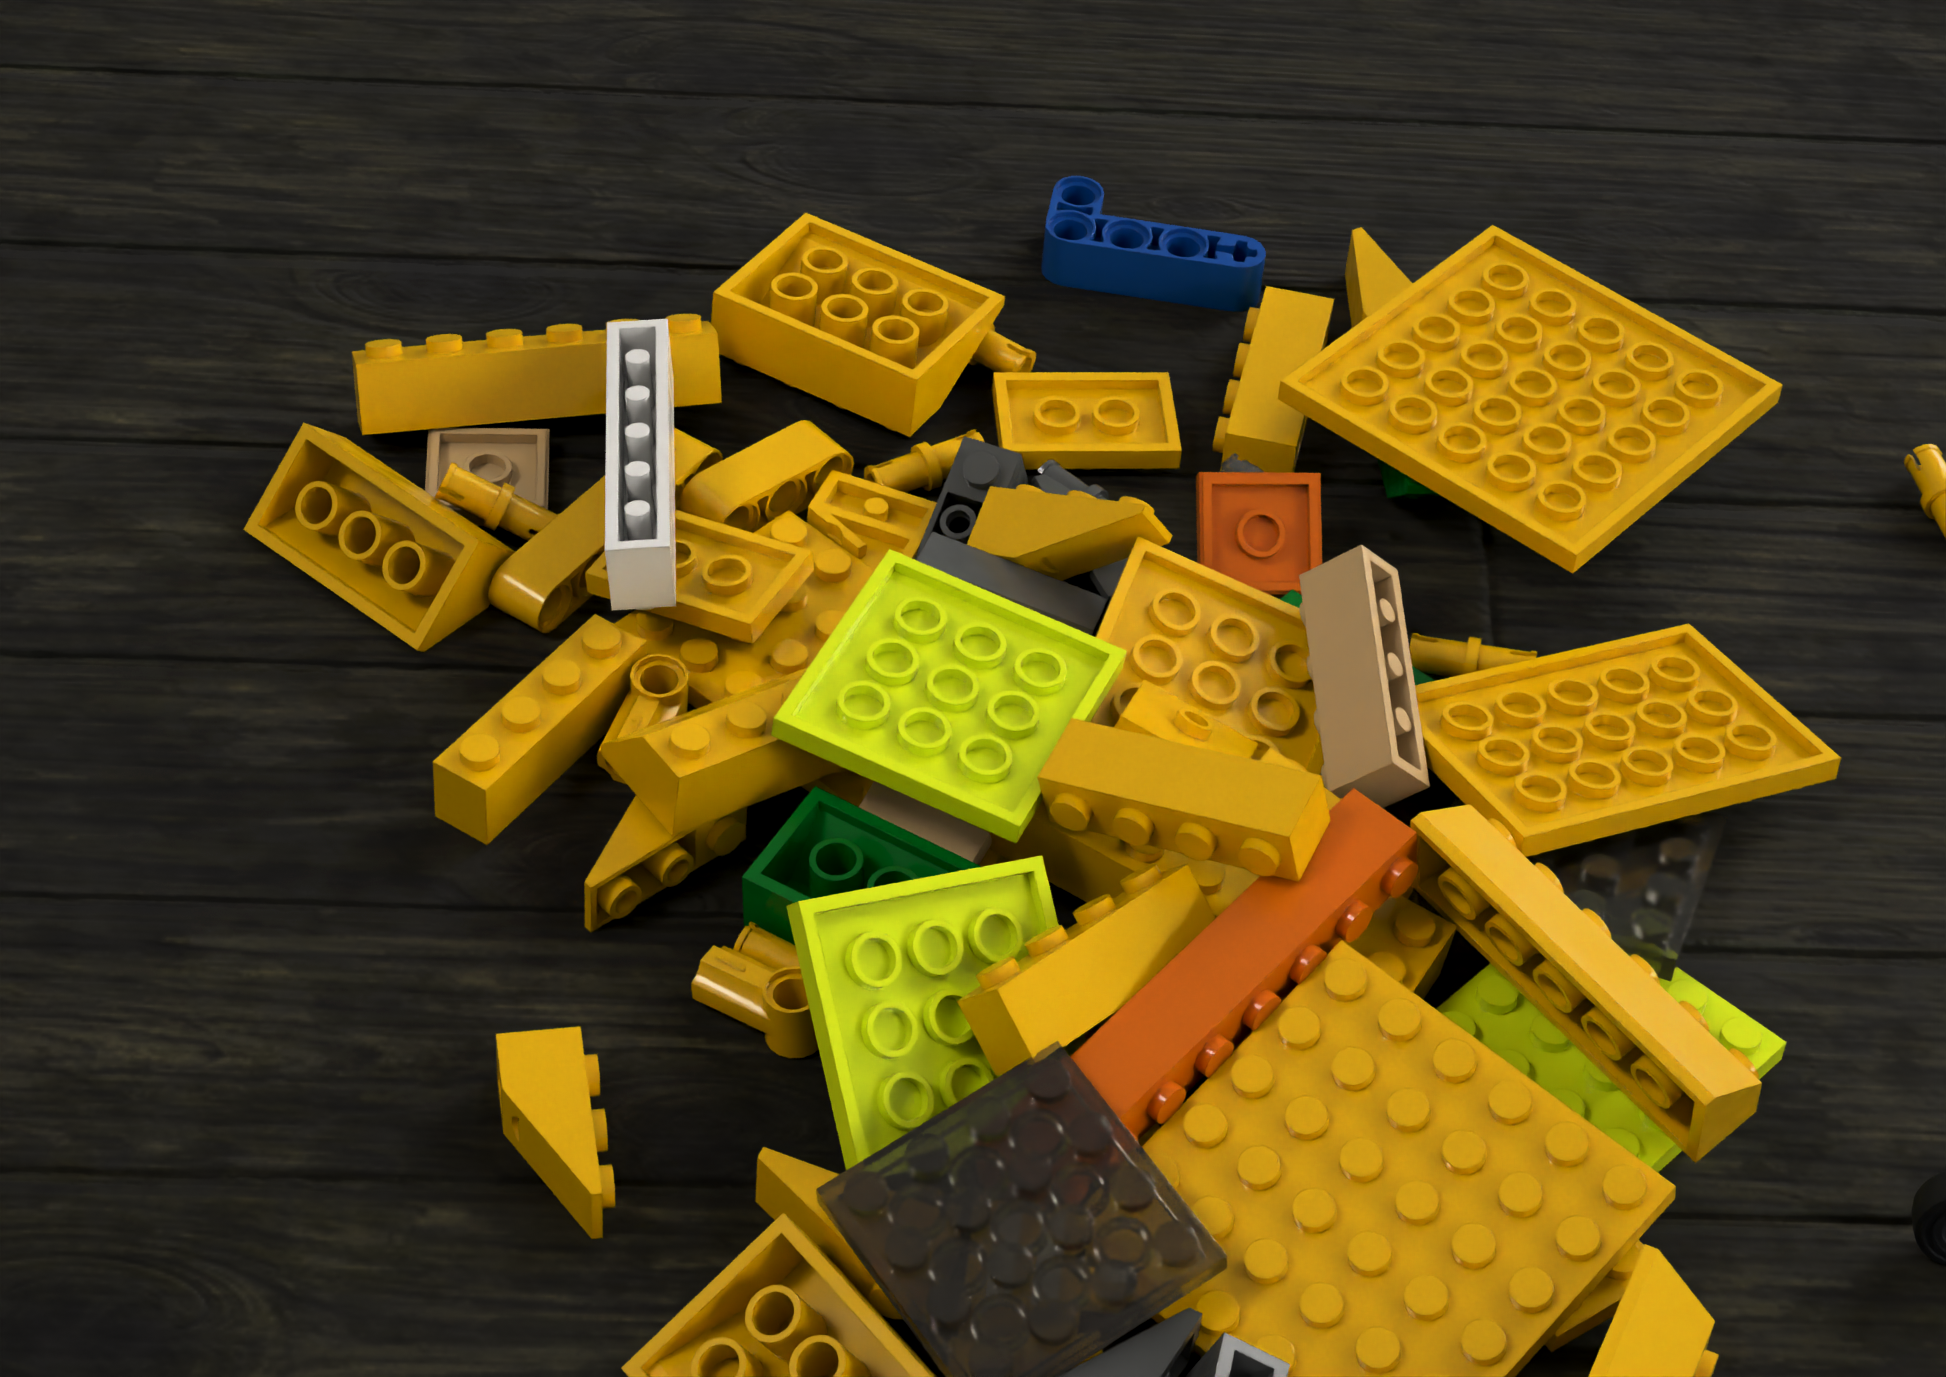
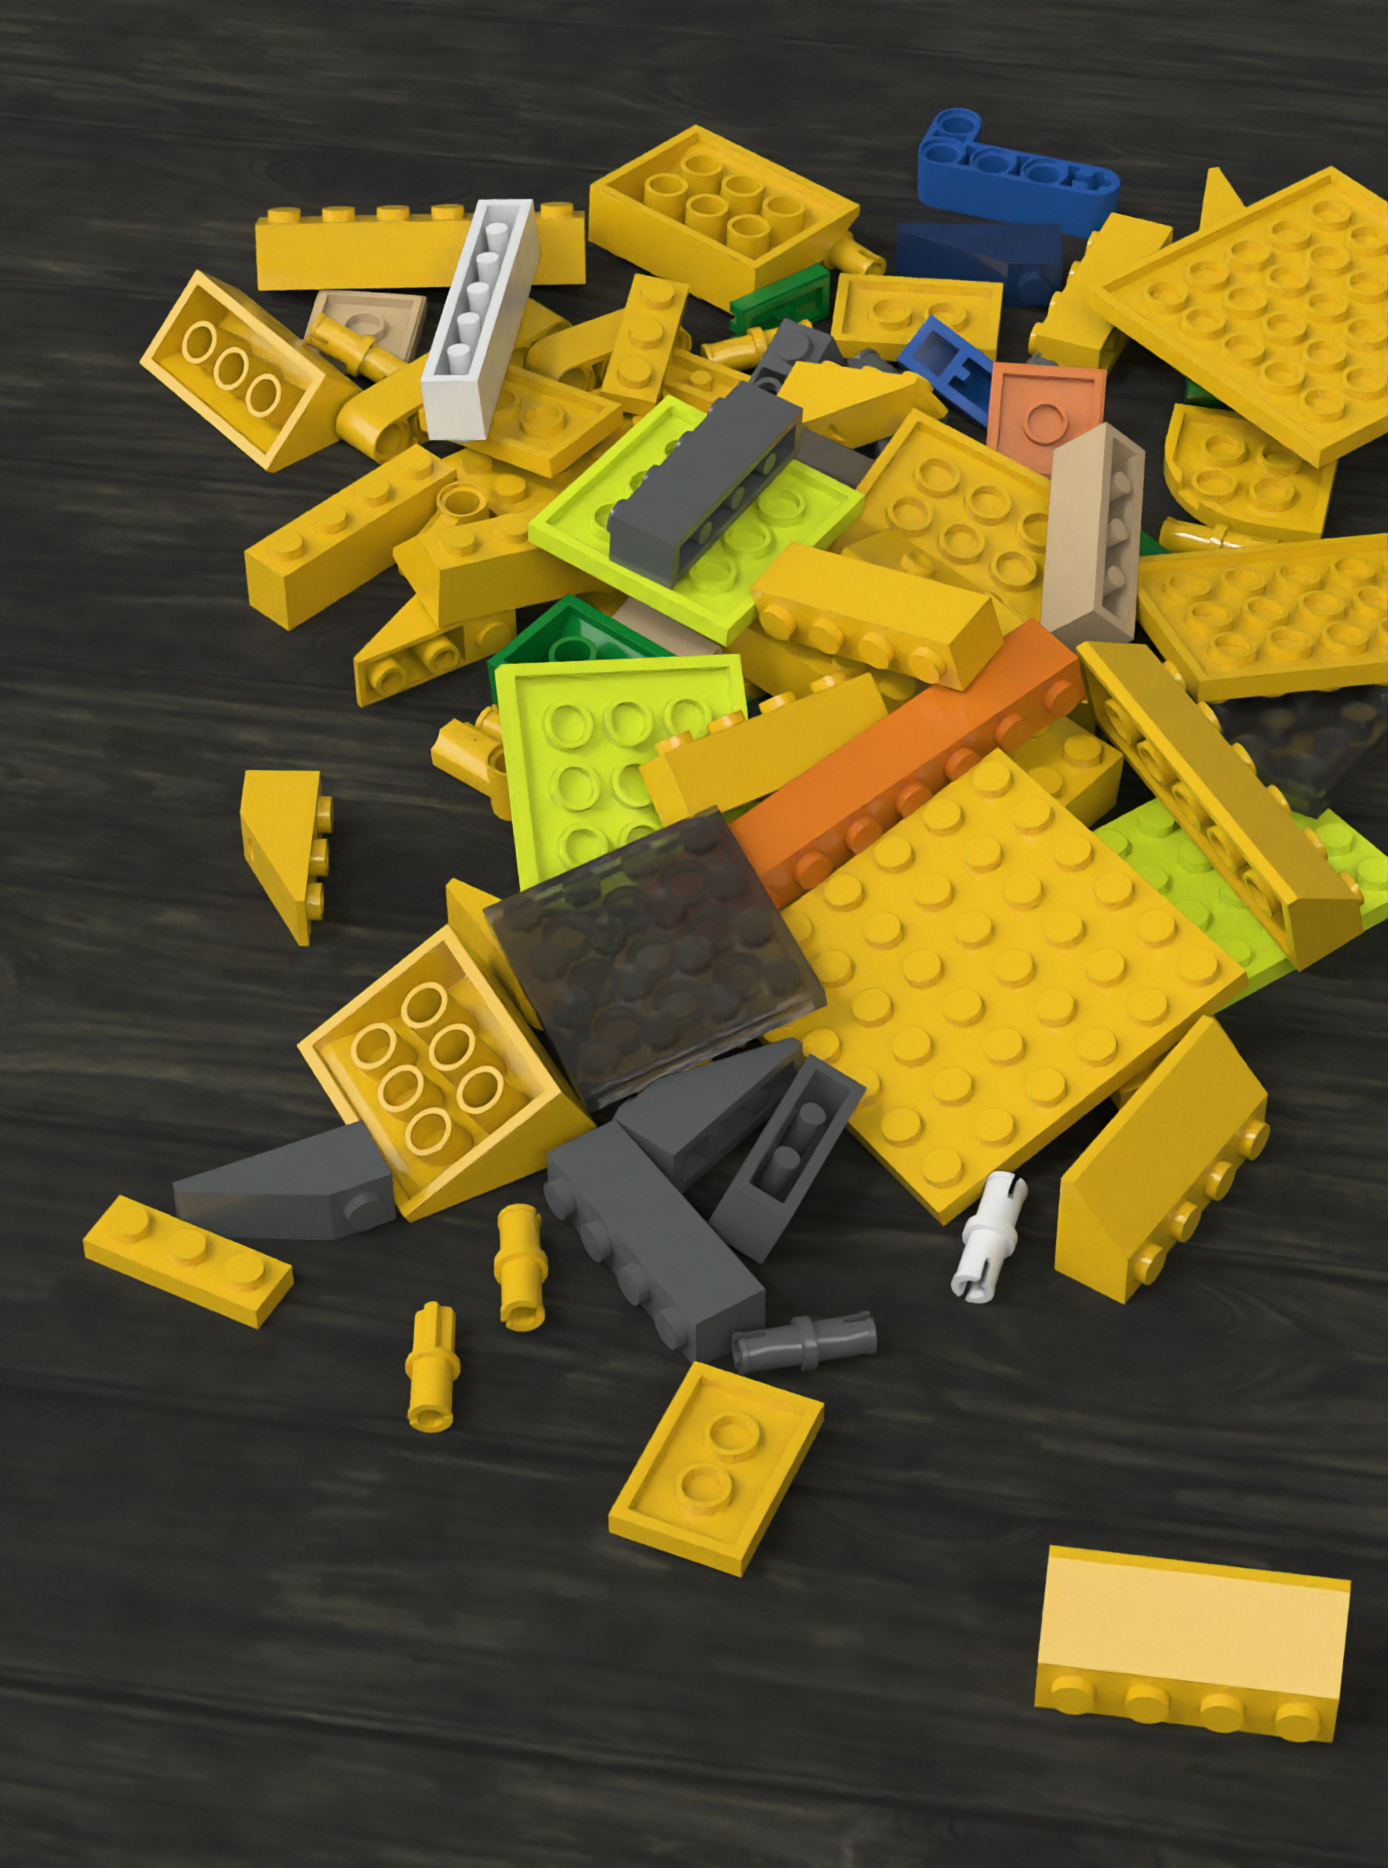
camera: 15 degrees right, 0 degrees up
(814, 474) = (645, 343): none -> yellow plate
(942, 413) = (780, 300): none -> green tile
(961, 658) = (704, 484): none -> dark grey brick
(1143, 470) = (954, 368): none -> blue slope
(1171, 339) = (1018, 255): none -> dark blue slope
(1476, 579) = (1244, 477): none -> yellow plate

